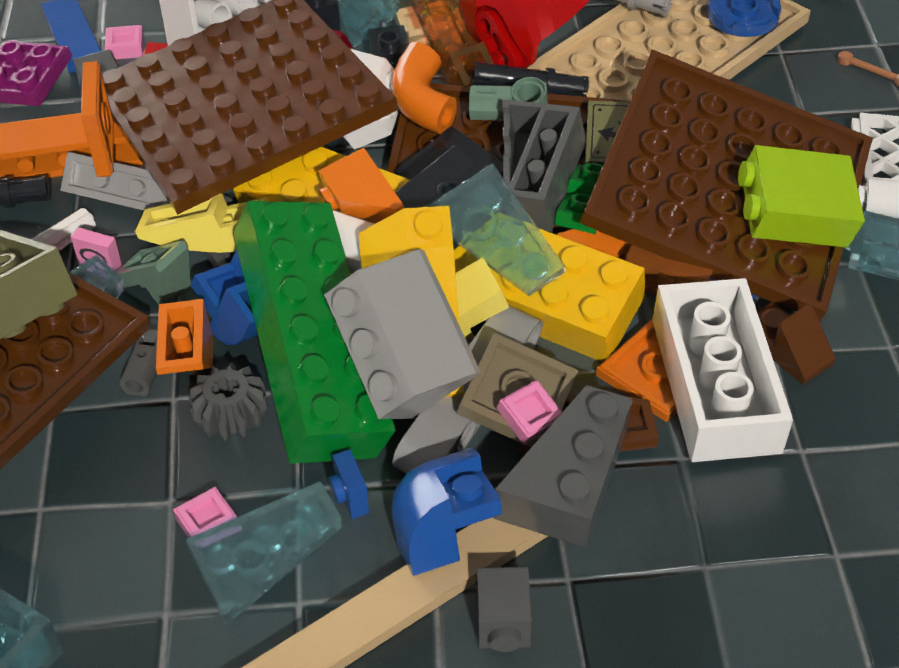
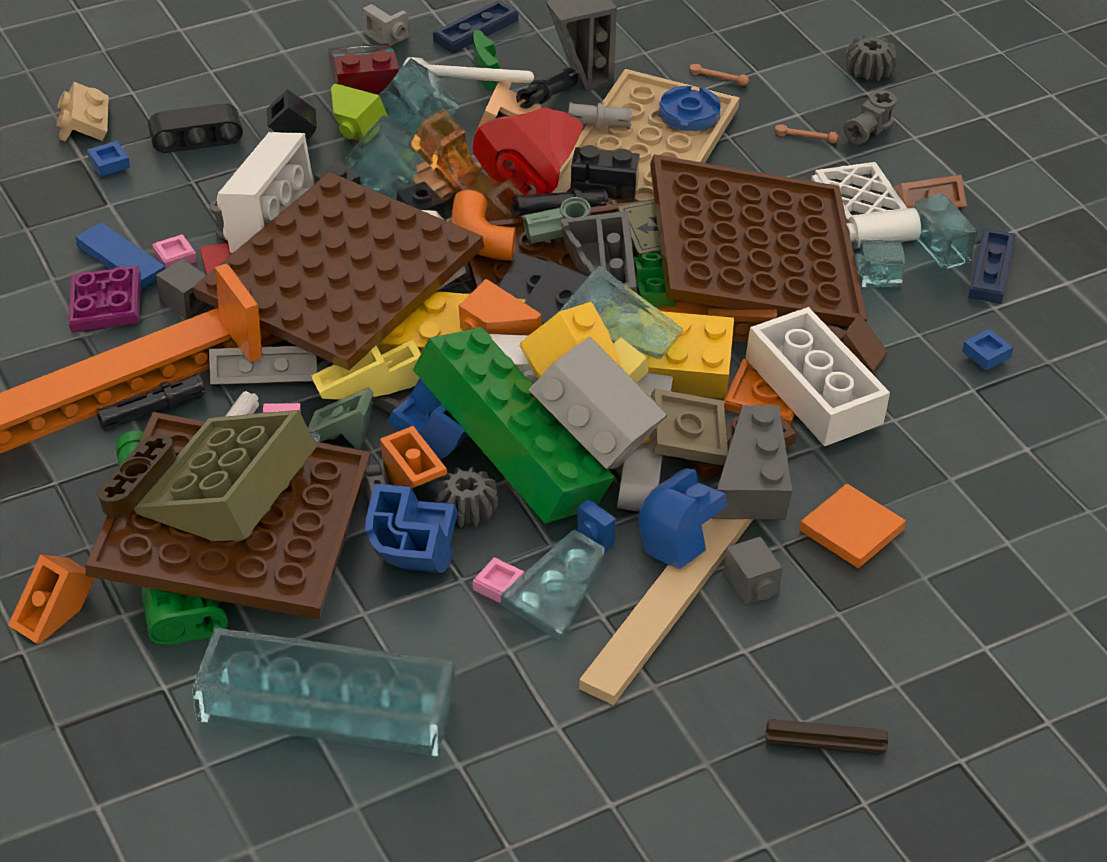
camera: 25 degrees left, 5 degrees down
(130, 426) = (410, 531): none -> blue brick
(529, 411) = (708, 436): bright pink tile -> none
(607, 59) = (606, 169): none -> black brick
(670, 584) = (852, 525): none -> orange tile
(801, 196) = (816, 239): lime brick -> none

